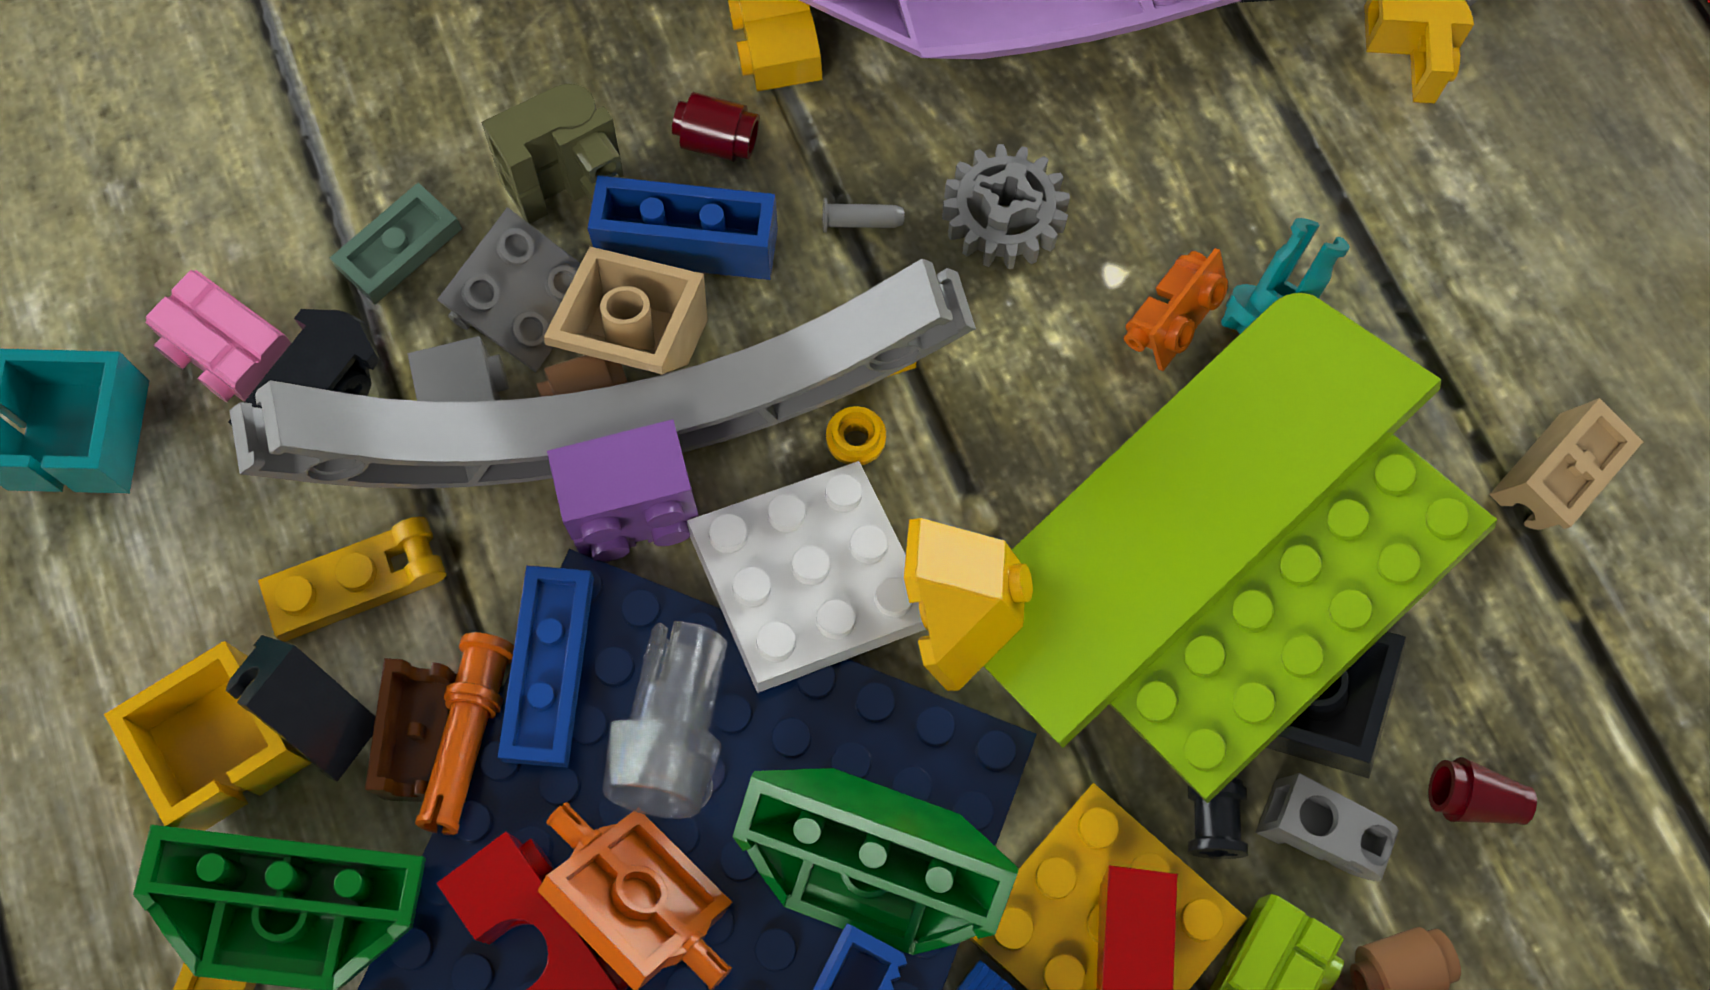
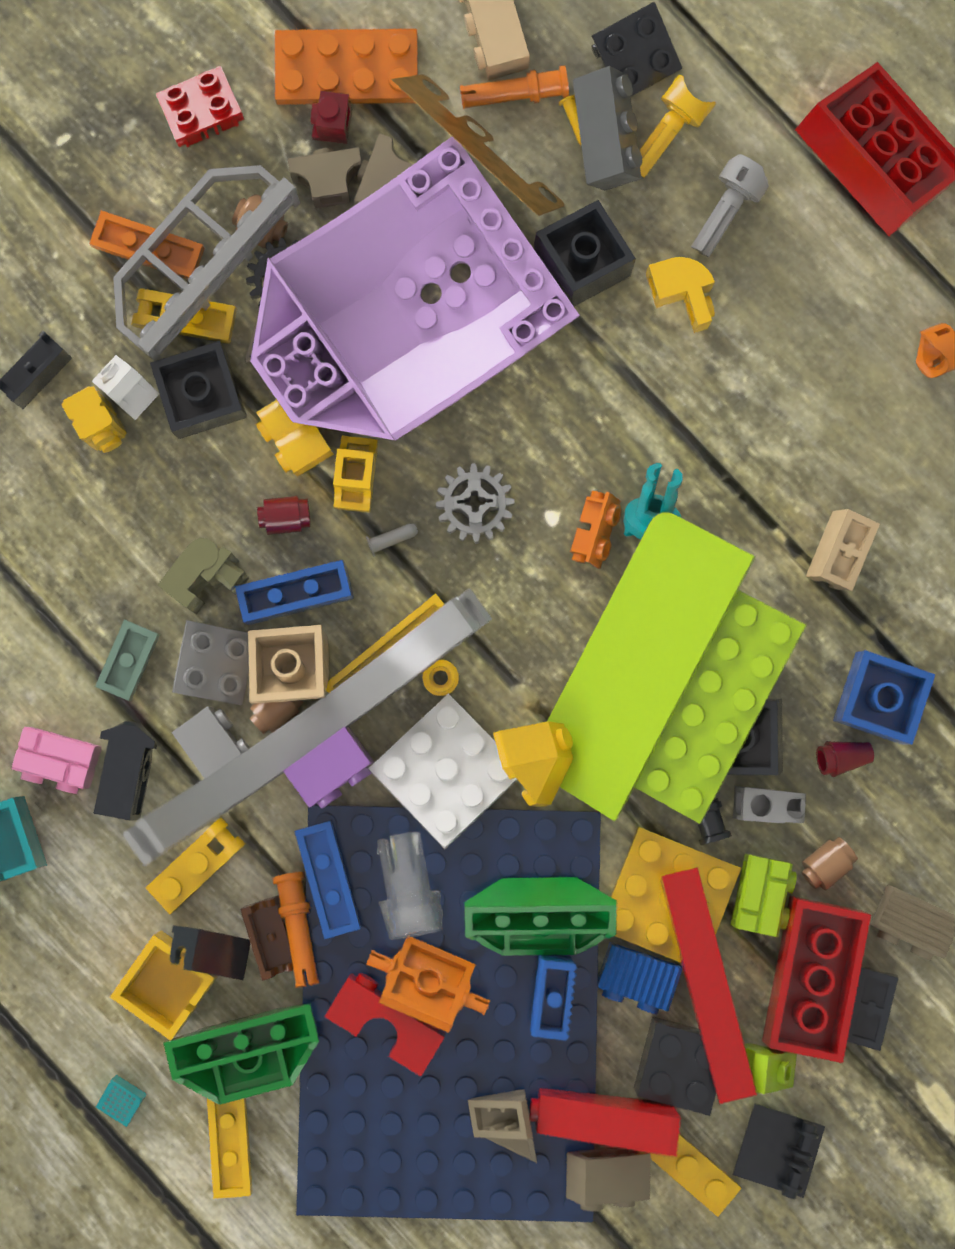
camera: 20 degrees left, 15 degrees up
(48, 912) = (121, 1100): none -> teal slope
(840, 107) = (355, 473): none -> yellow brick
(1582, 717) = (884, 697): none -> blue brick

